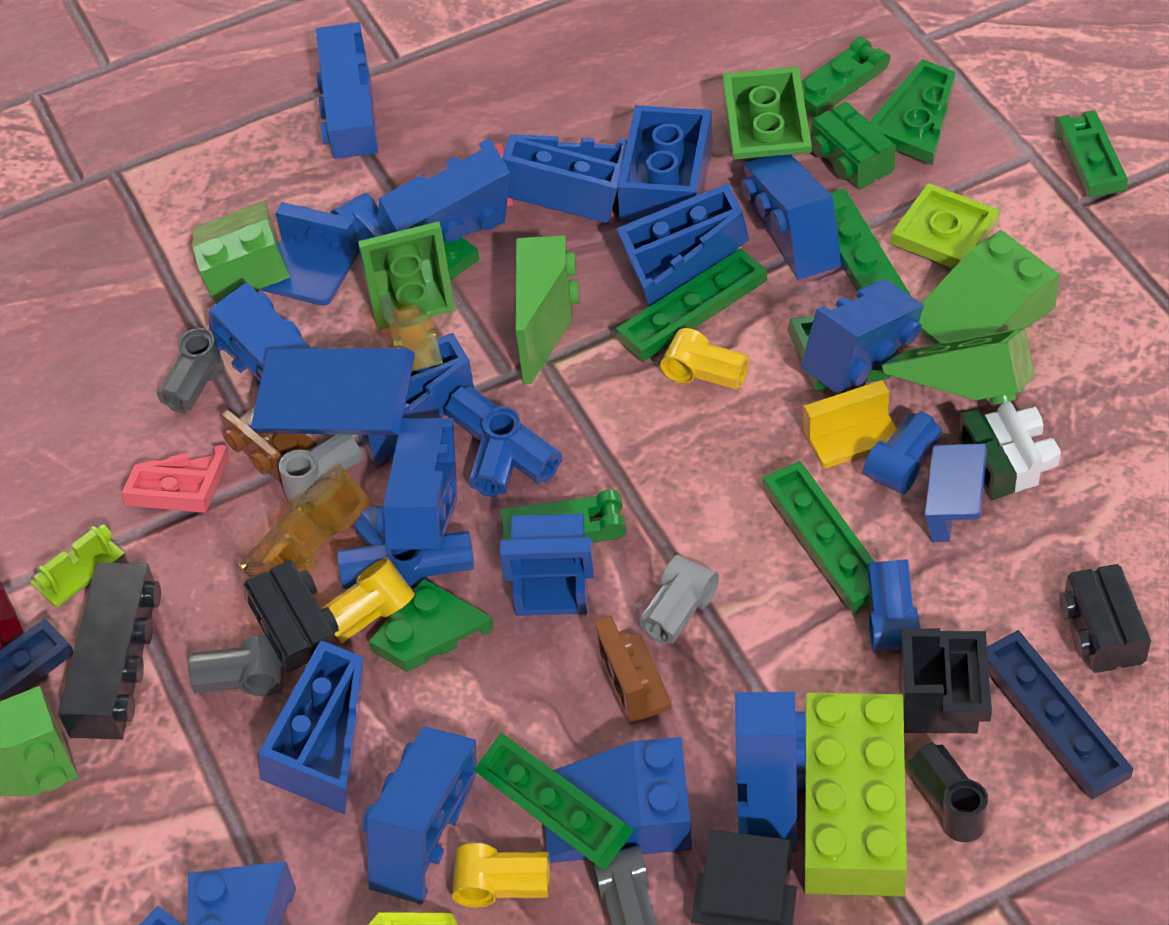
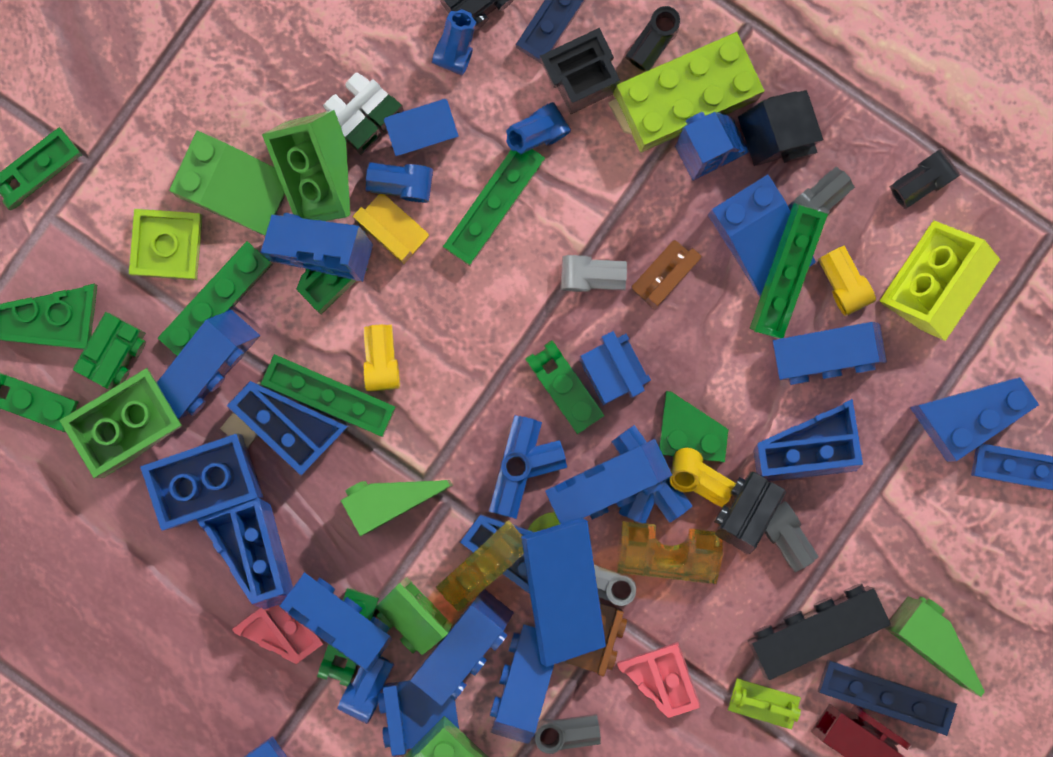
camera: 125 degrees left, 35 degrees up
(342, 301) = (464, 648): none -> blue wedge
(1047, 560) = (454, 48): none -> blue piece

